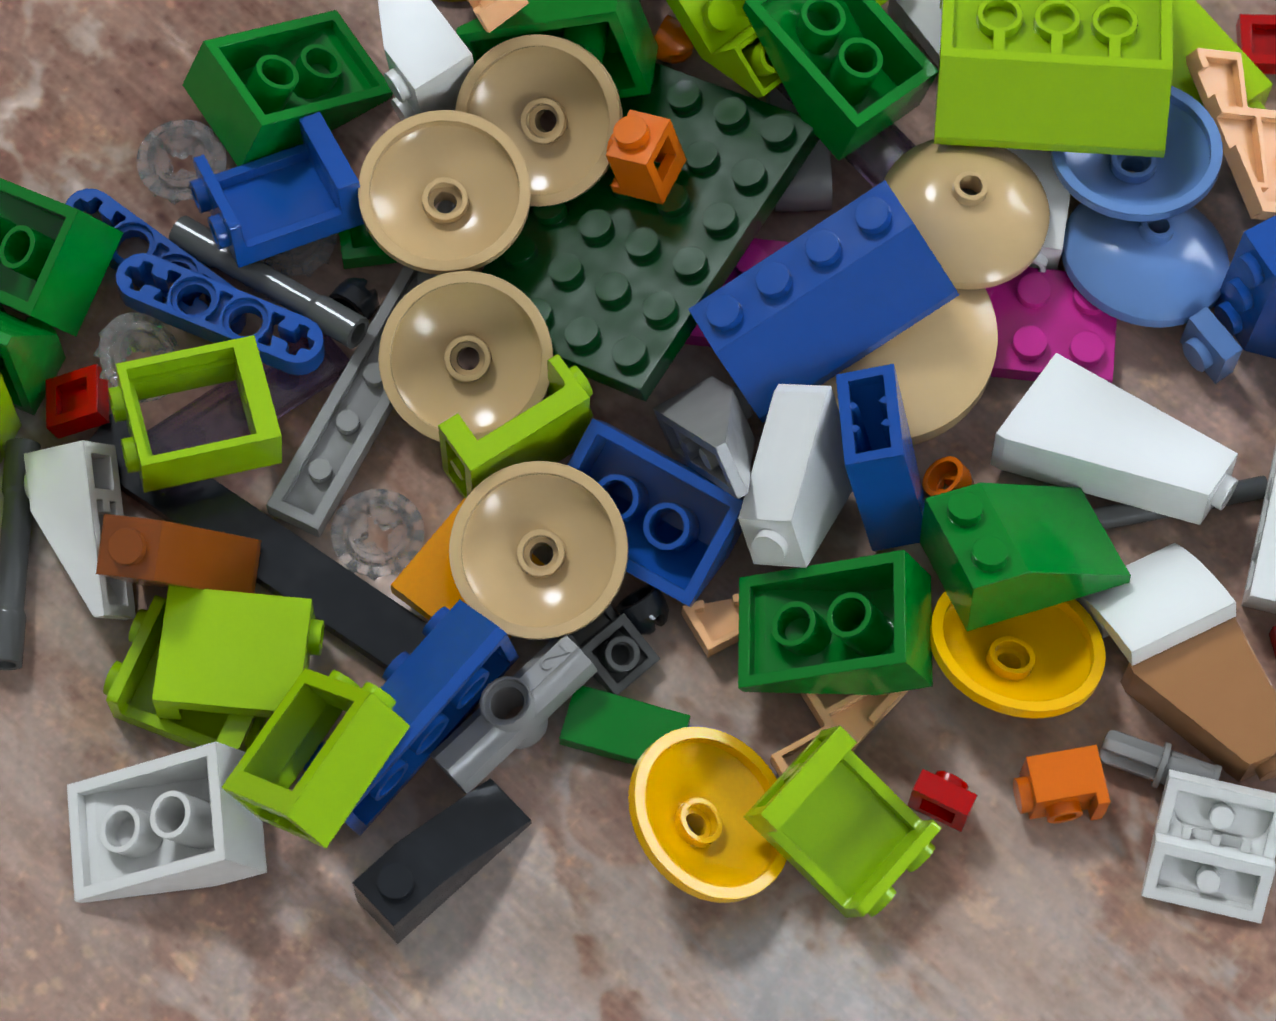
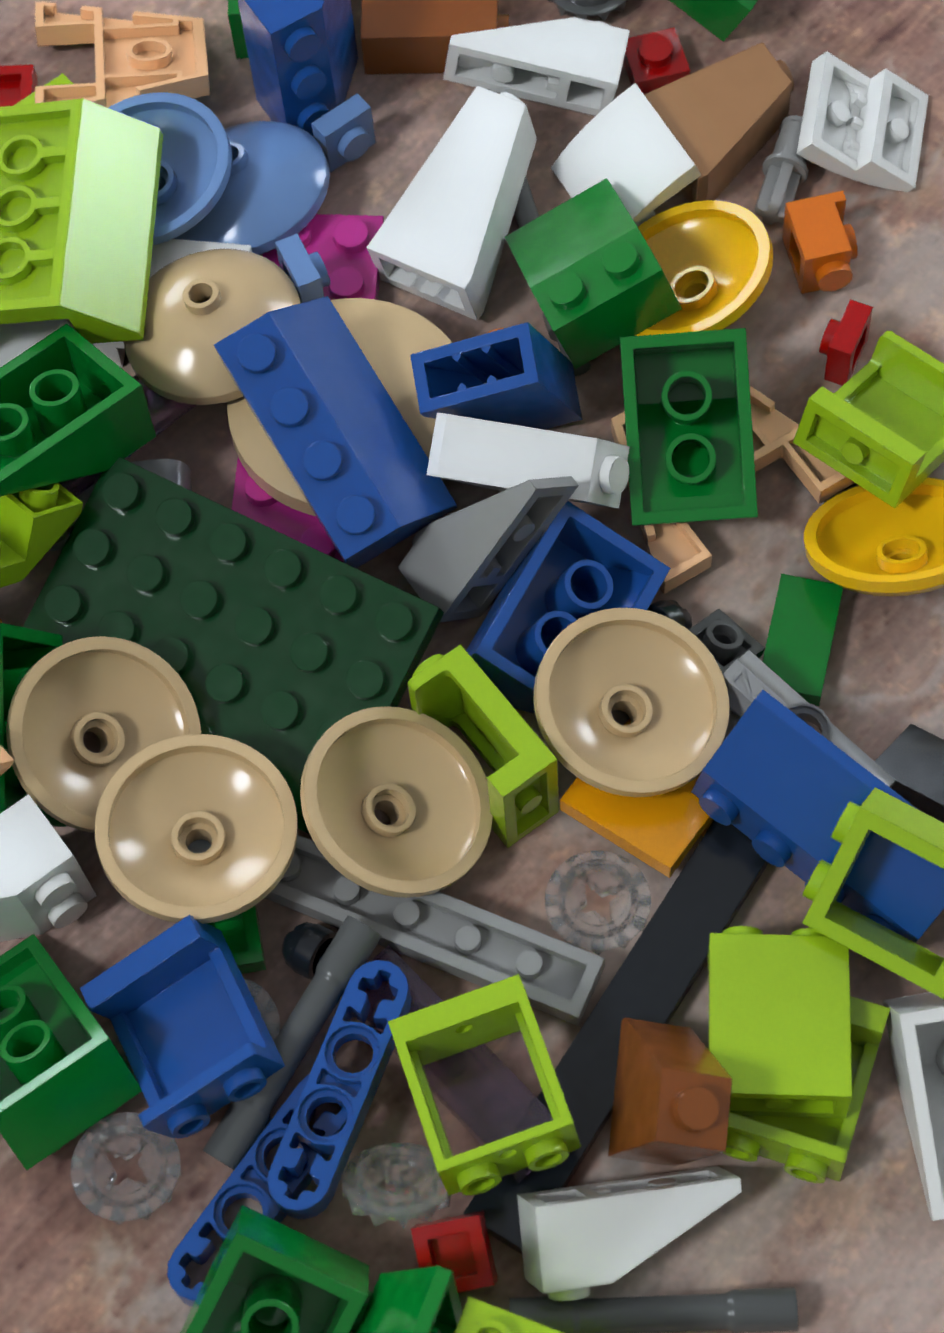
camera: 85 degrees left, 5 degrees down
(633, 149) = (157, 617): orange brick -> none
(1021, 292) = (304, 269): none -> medium blue plate

